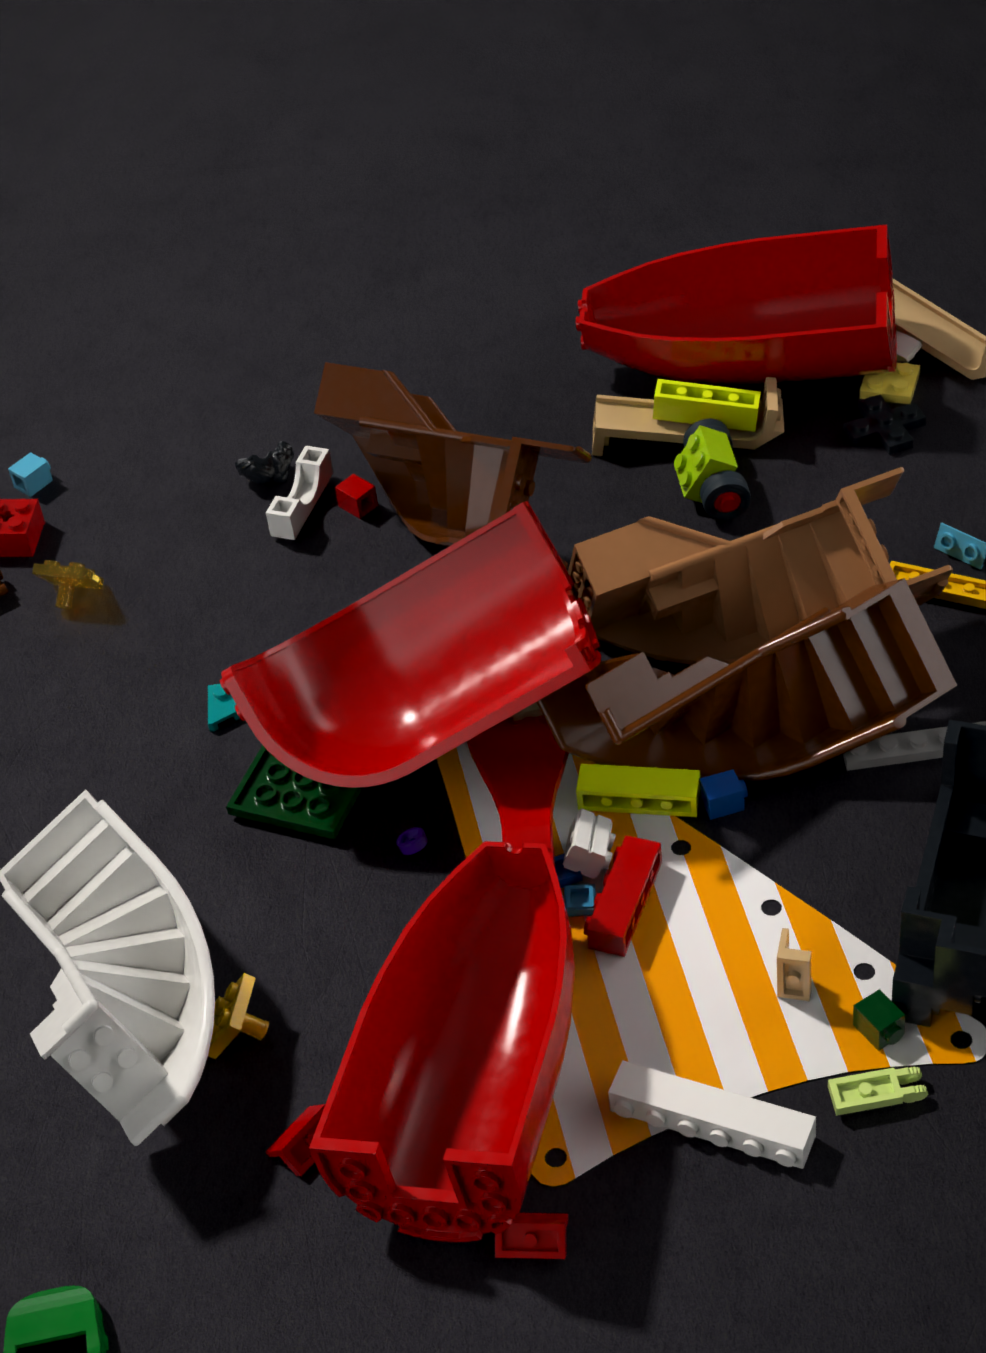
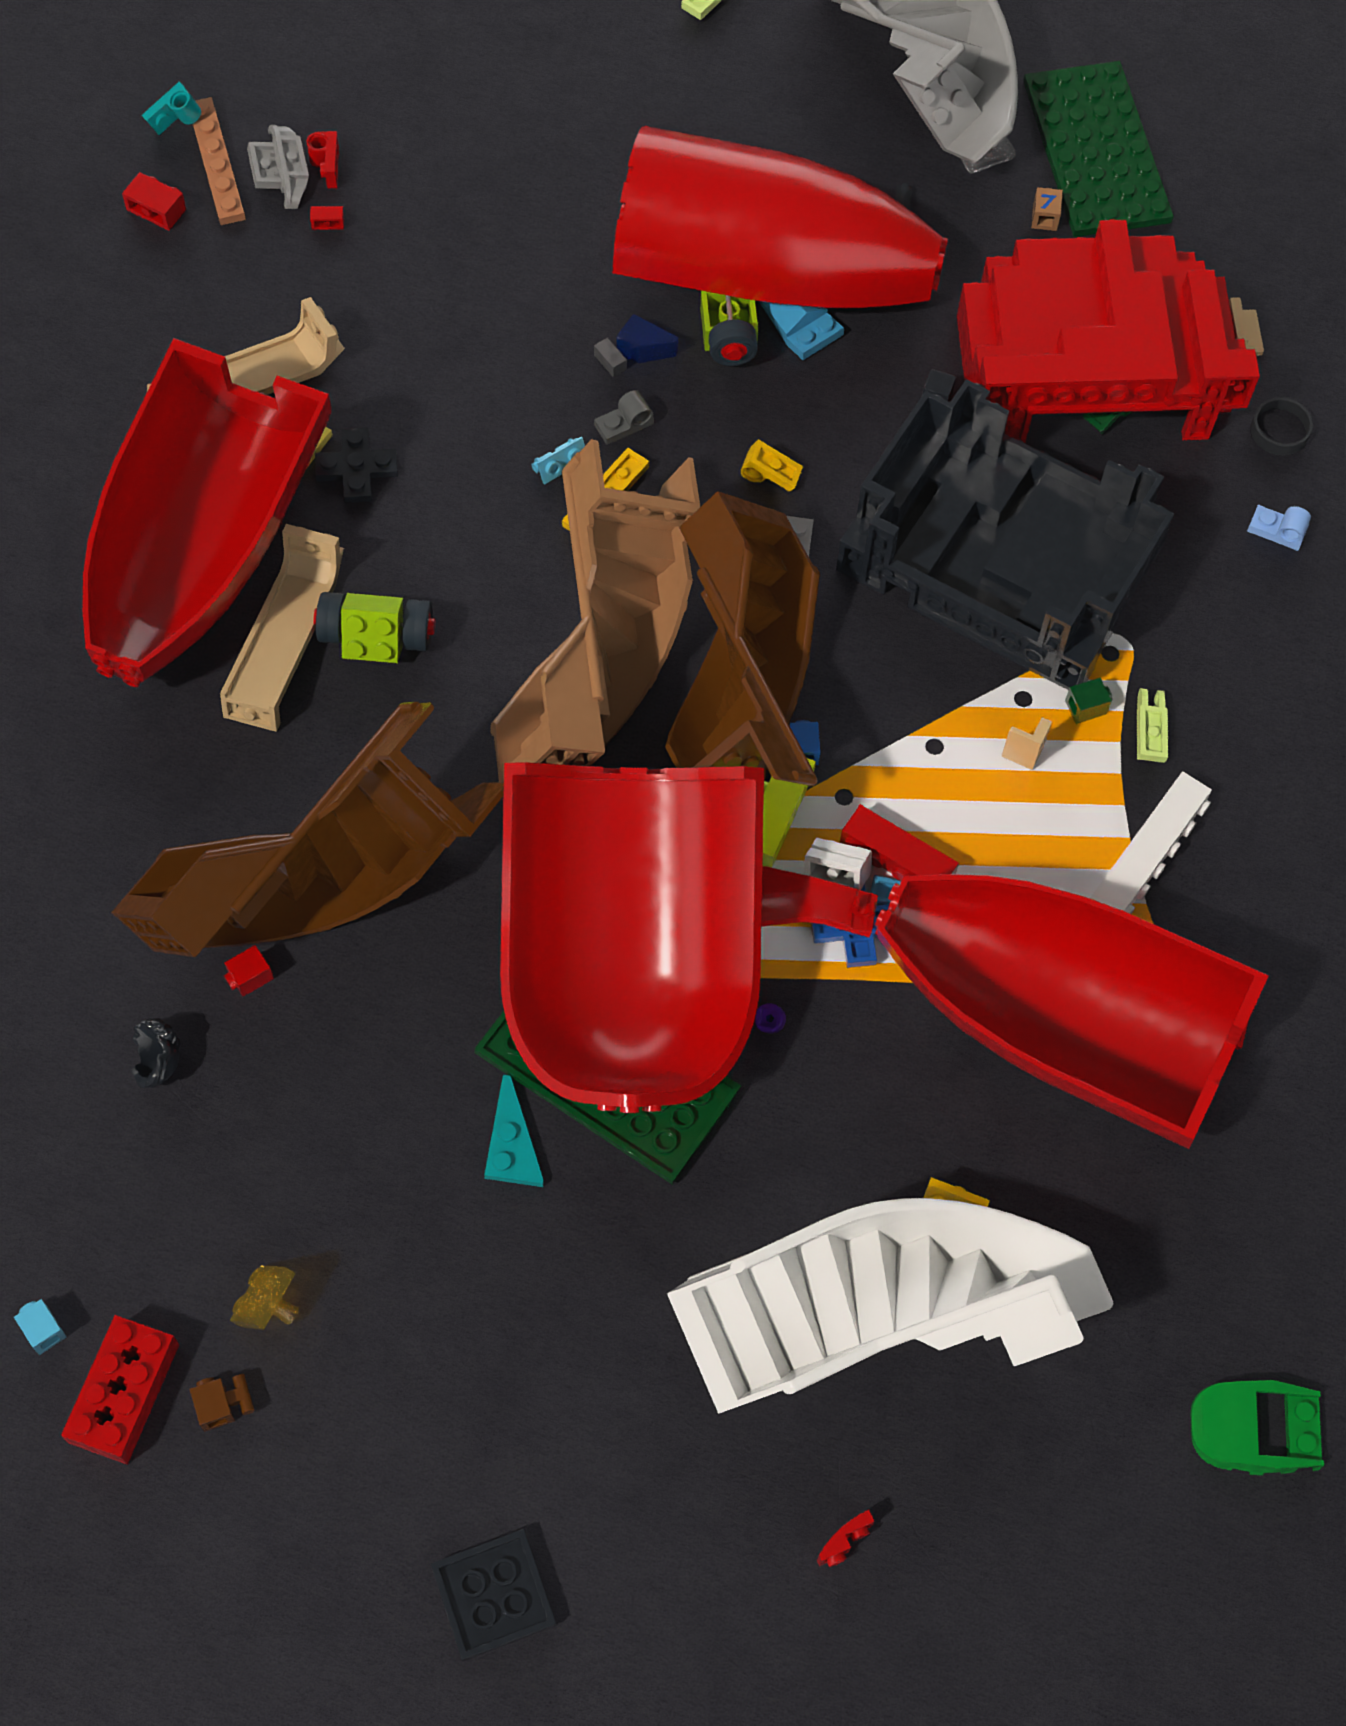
camera: 85 degrees left, 20 degrees up
(290, 513) = (242, 1038): white arch -> none
(296, 1140) = (1086, 1178): red panel -> none
(694, 402) = (286, 599): neon yellow brick -> none

